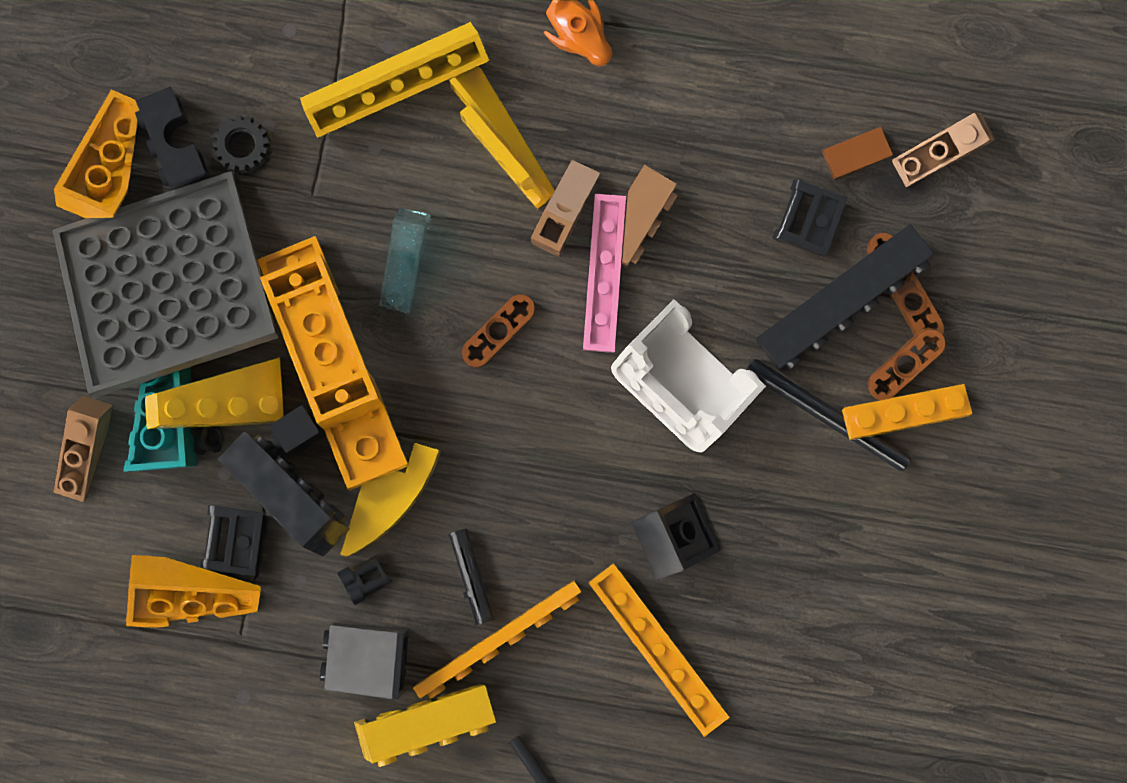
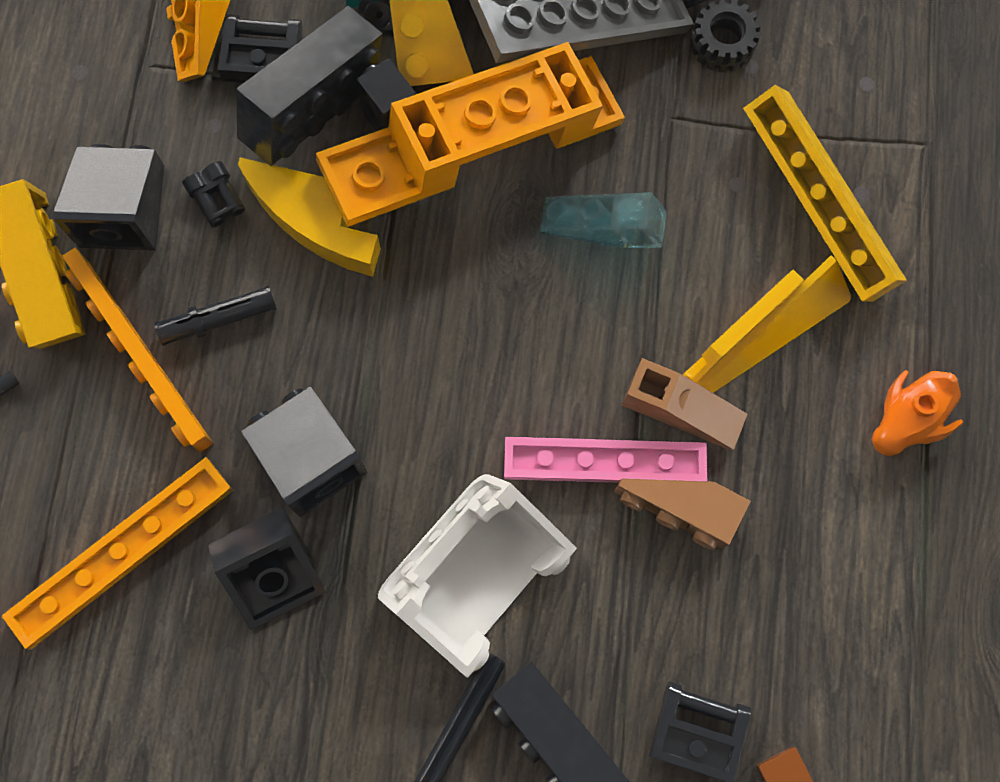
camera: 85 degrees right, 10 degrees down
(496, 318) = (509, 308): dark orange beam -> none
(586, 506) = (303, 451): none -> slope

